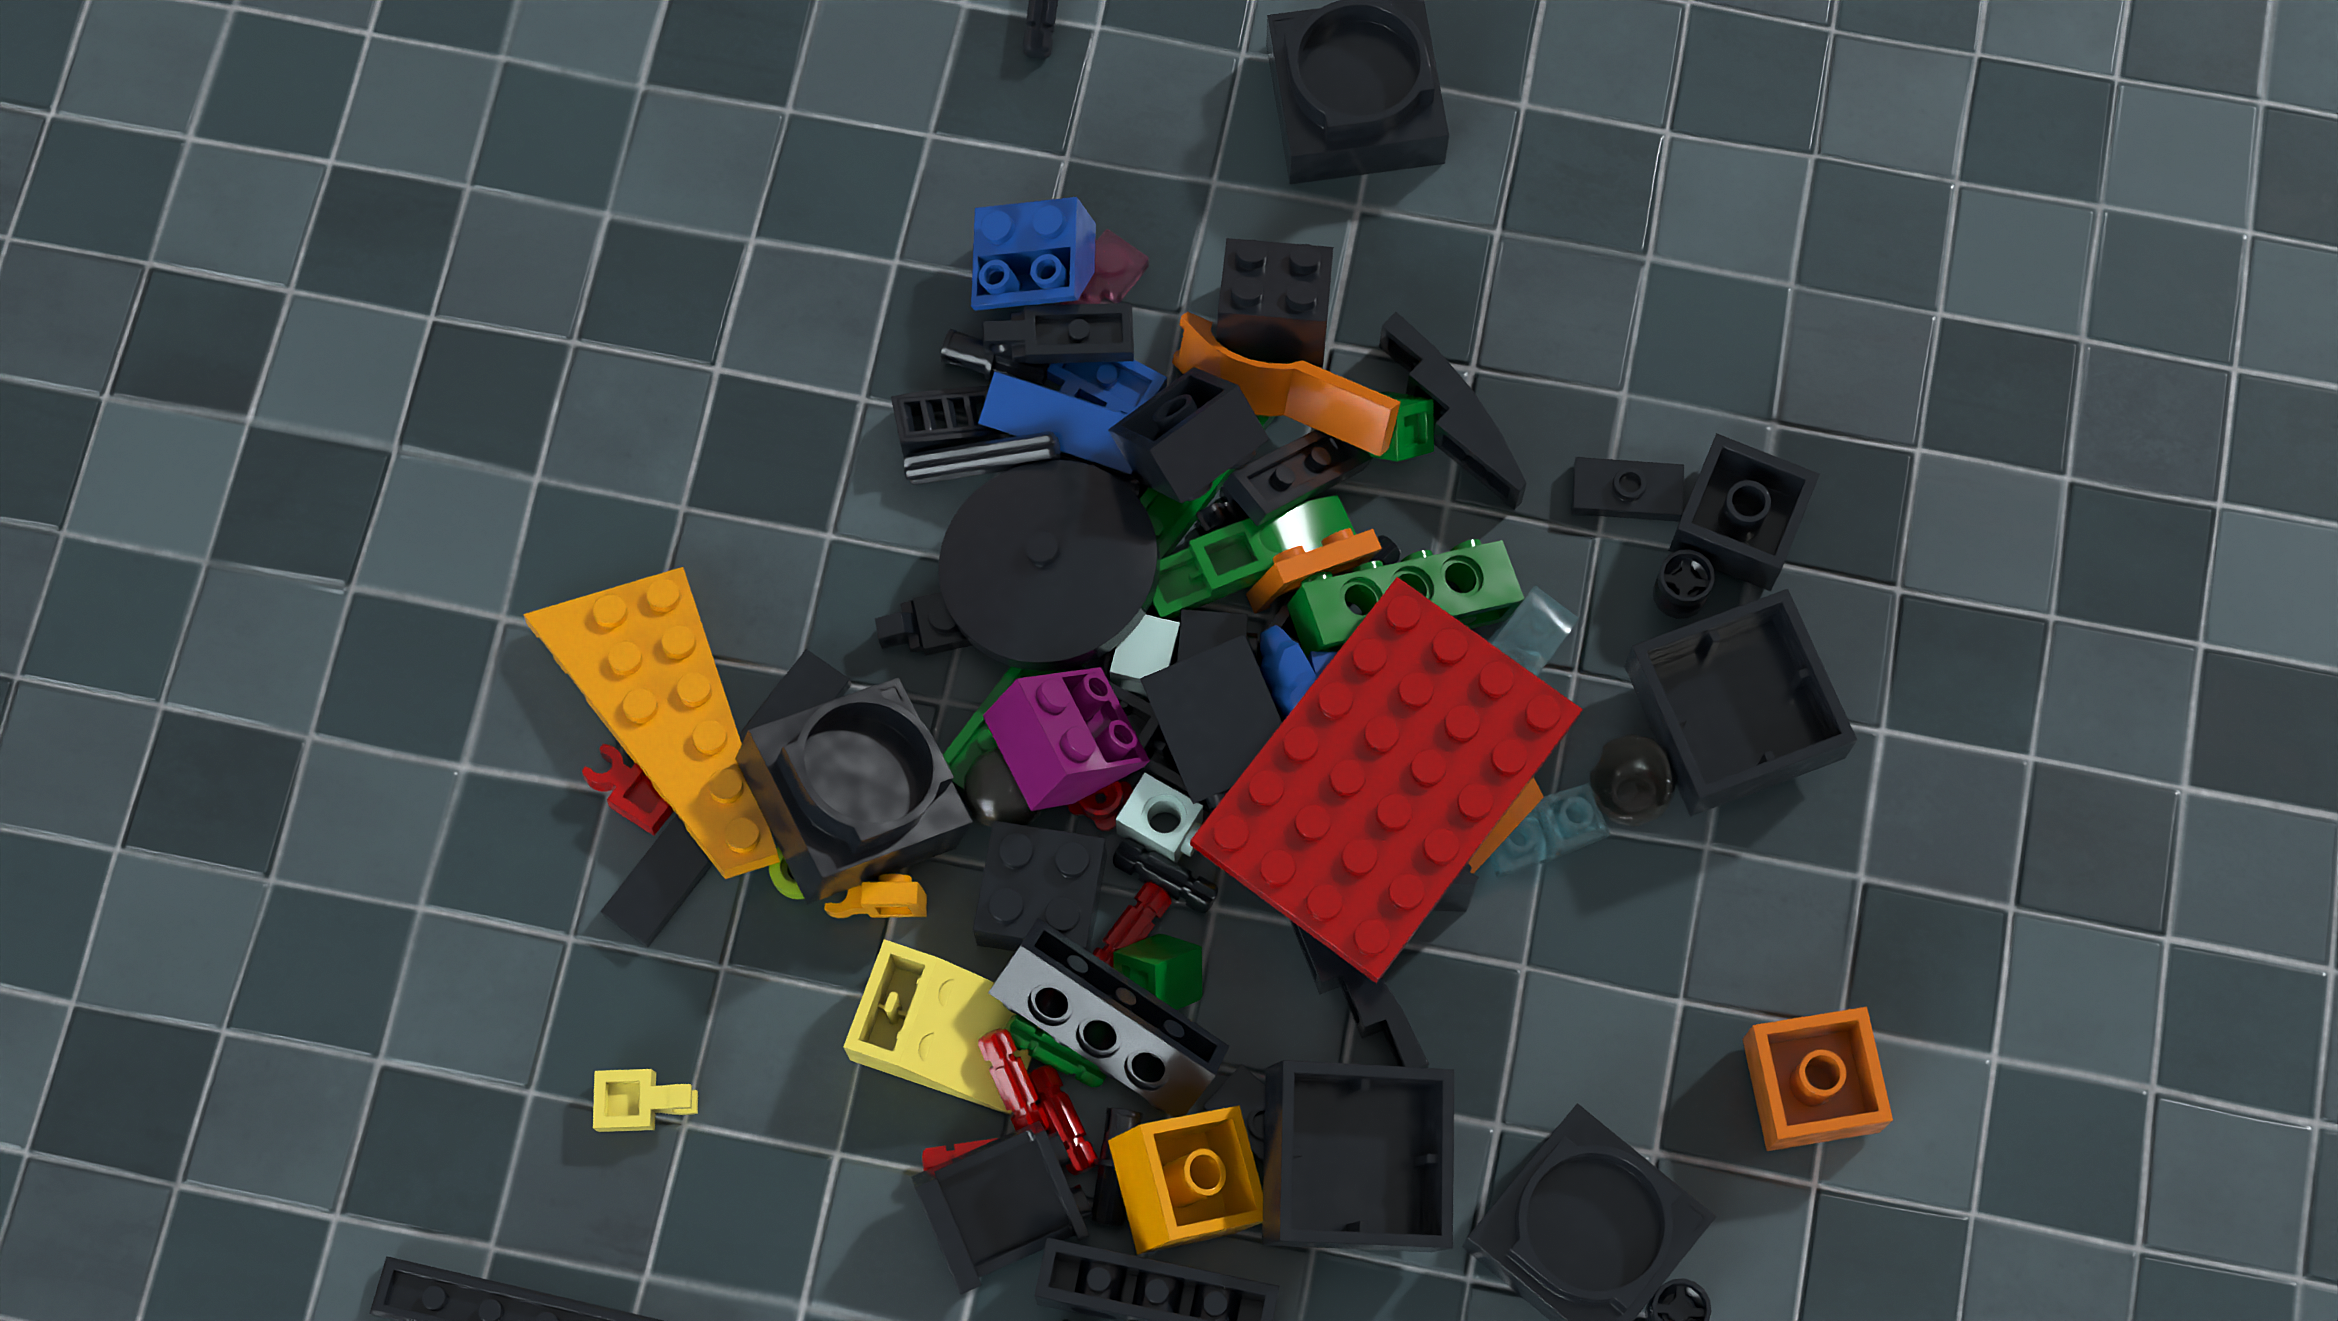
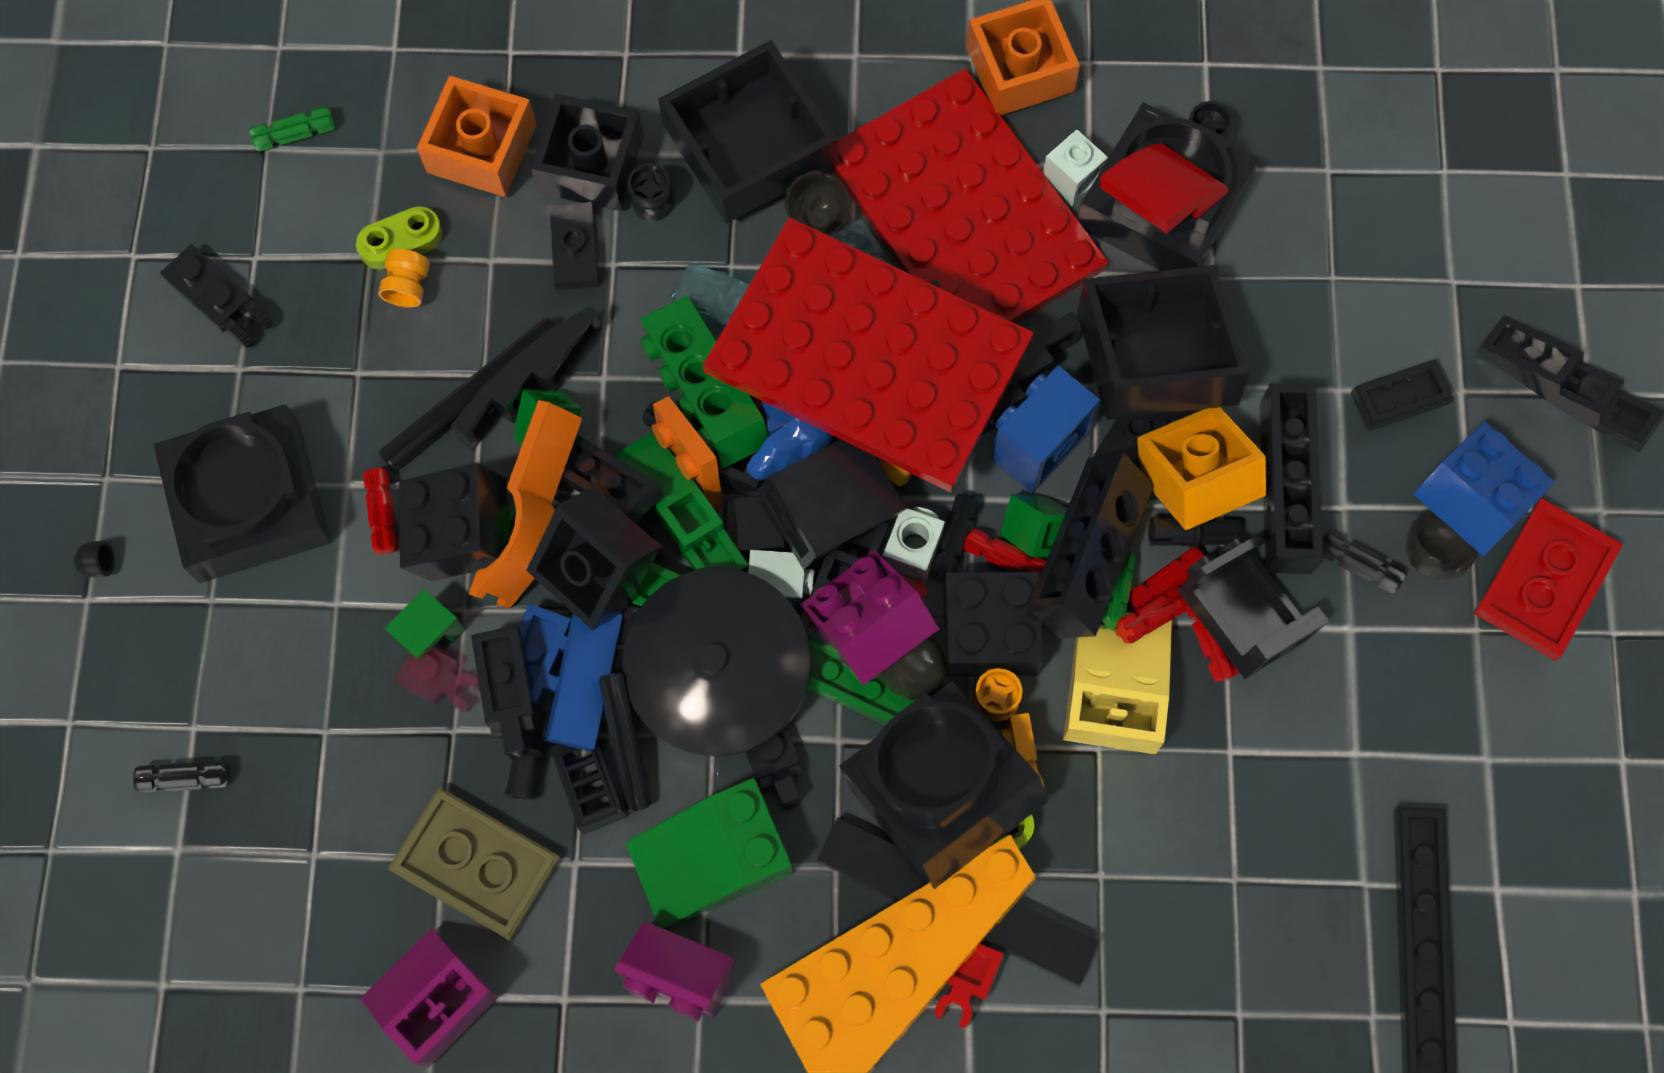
camera: 100 degrees left, 0 degrees up
(630, 1099) = (1231, 923): light yellow plate -> none
(710, 472) = (675, 969): none -> magenta slope
(741, 225) = (428, 999): none -> magenta slope
(837, 539) = (709, 855): none -> green slope
(883, 293) = (474, 864): none -> olive tile
(949, 872) = (1000, 688): none -> light orange wheel
(1032, 253) = (436, 729): blue slope -> none
(1162, 264) = (423, 625): none -> green panel
(1273, 993) = (1044, 428): none -> blue brick
(1319, 233) = (380, 511): none -> red axle
(1430, 323) = (444, 413): none -> black axle
(1569, 1197) = (1162, 186): none -> red slope
(1608, 287) = (403, 279): none -> light orange wheel
(1611, 972) = (966, 202): none -> red plate
(1621, 83) = (213, 293): none -> black hinge
(1643, 1115) = (1074, 167): none -> light aqua brick
(1667, 288) = (398, 235): none -> lime plate
(1783, 385) = (477, 136): none -> orange brick
(1835, 184) = (292, 128): none -> green axle

